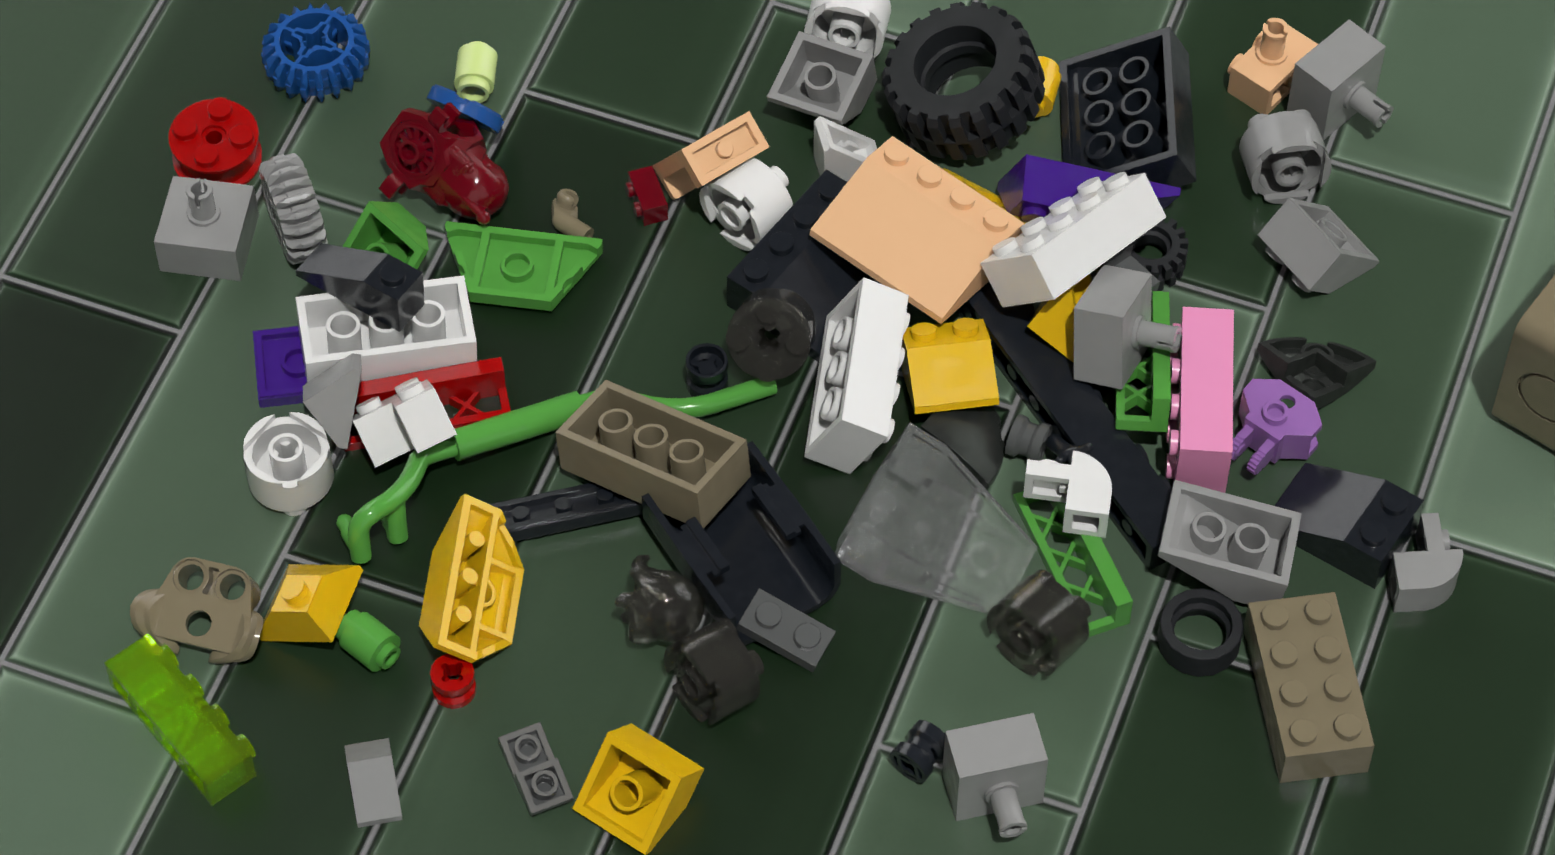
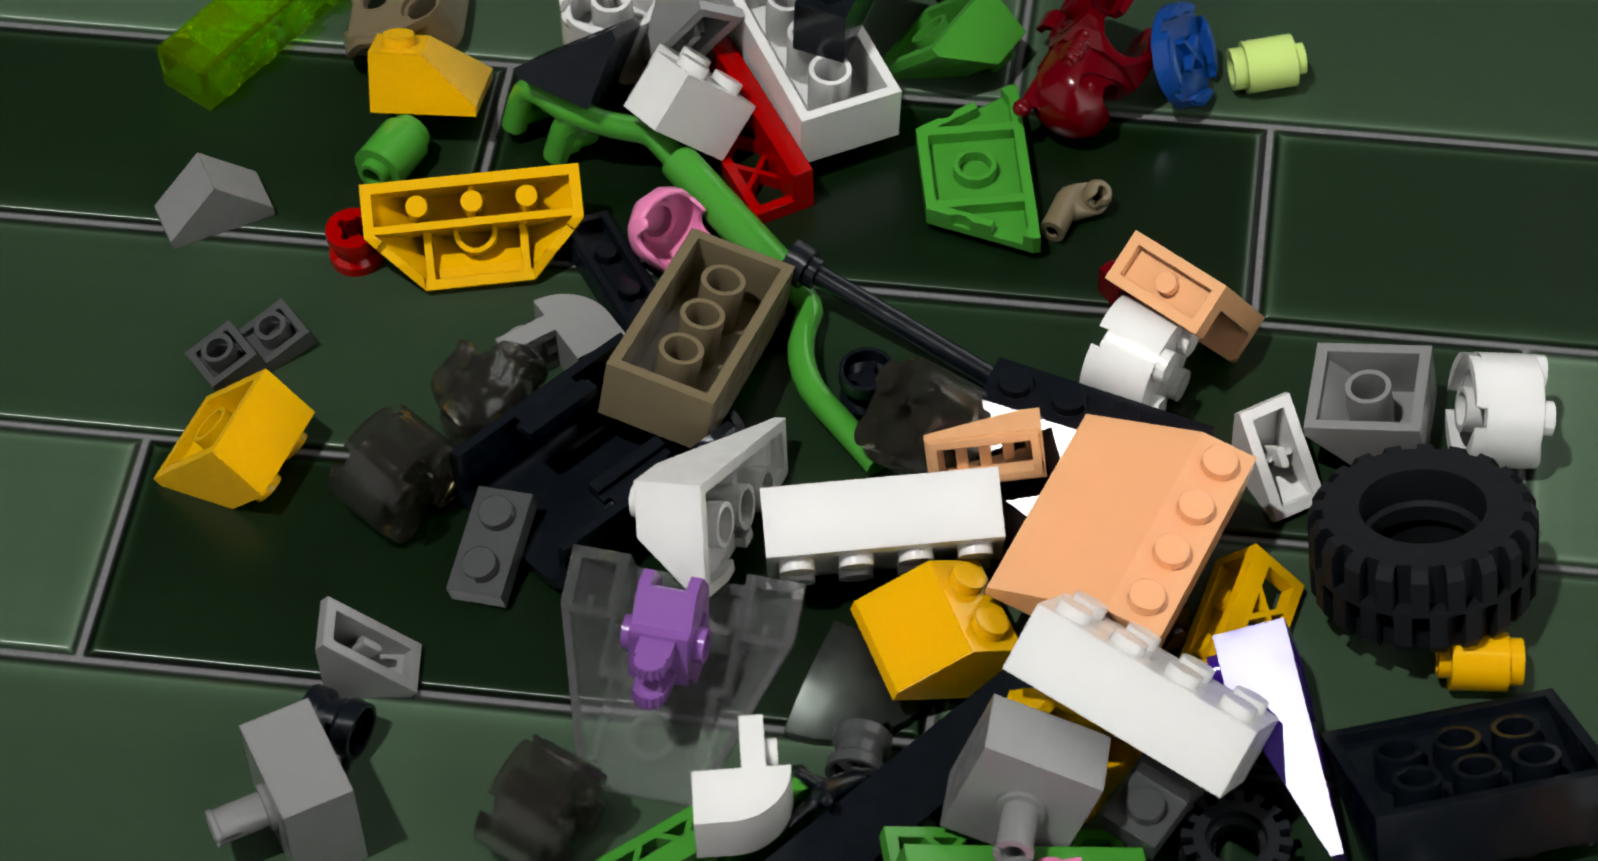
camera: 80 degrees right, 5 degrees down
(361, 468) = (585, 68): none -> black slope
(519, 467) = (662, 223): none -> bright pink hair
(595, 374) = (812, 271): none -> black piece
(604, 544) = (565, 329): none -> light grey brick
(822, 291) = (999, 429): none -> light nougat slope
(825, 466) = (704, 501): none -> white wedge
(866, 729) = (364, 655): none -> light grey slope
(941, 510) = (665, 637): none -> medium lavender hinge

